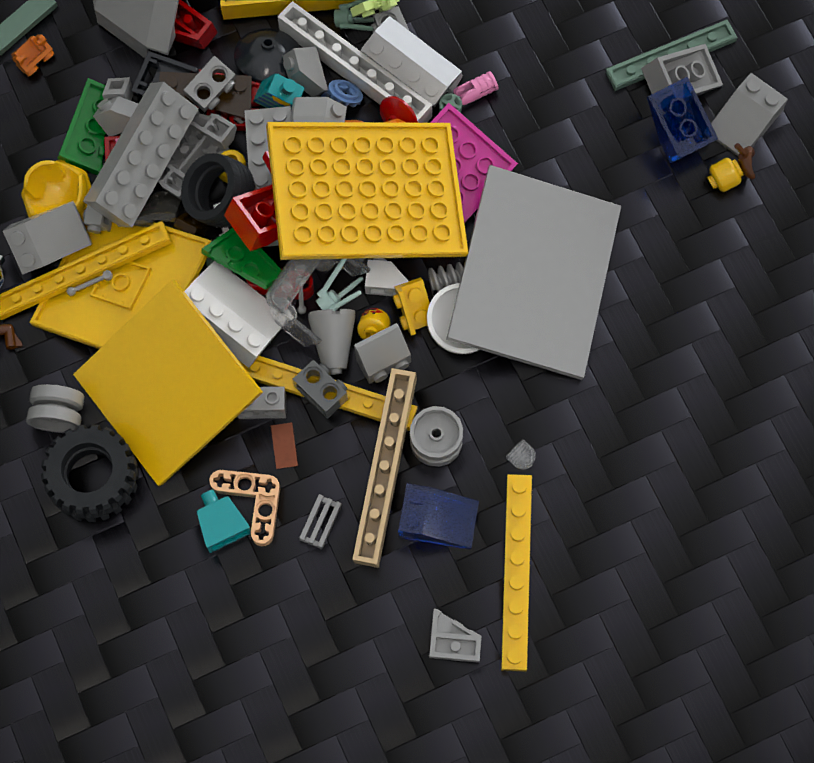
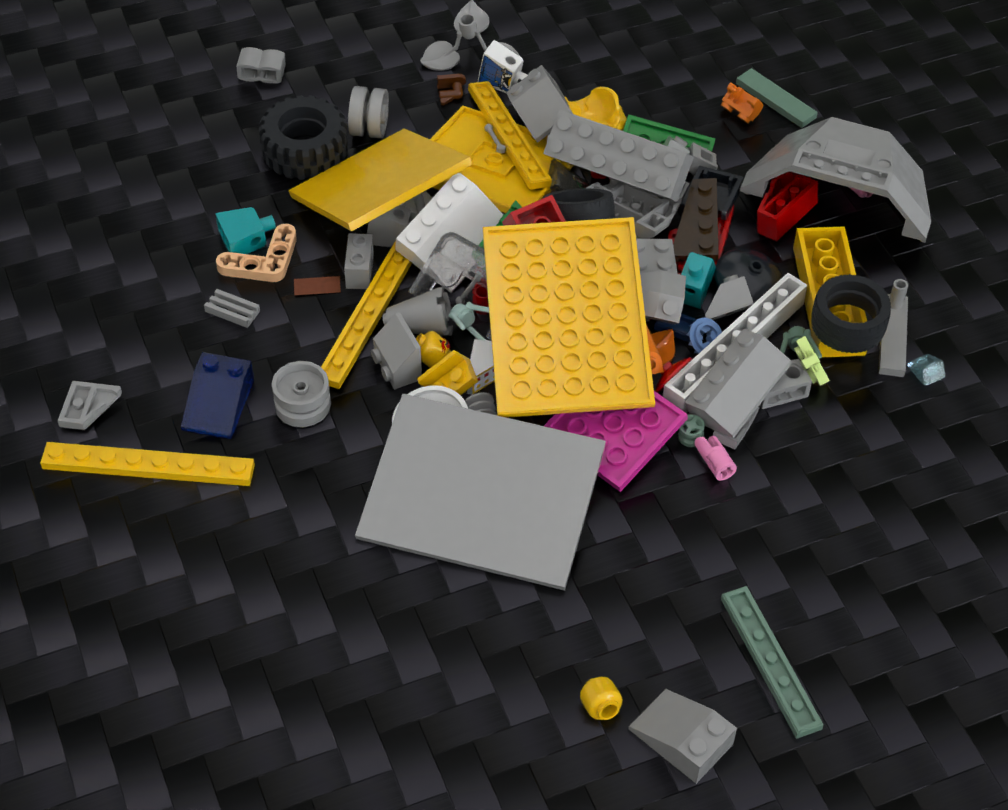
camera: 90 degrees right, 20 degrees down
(204, 80) = (699, 209): light grey brick -> none
(316, 391) = (363, 298): dark grey brick -> none
(384, 468) = (271, 343): tan brick -> none
(522, 455) = (274, 476): clear tile -> none
(680, 120) = (667, 641): clear blue slope -> none
(691, 62) = (737, 662): light grey slope -> none
(745, 160) = (617, 719): reddish brown piece -> none

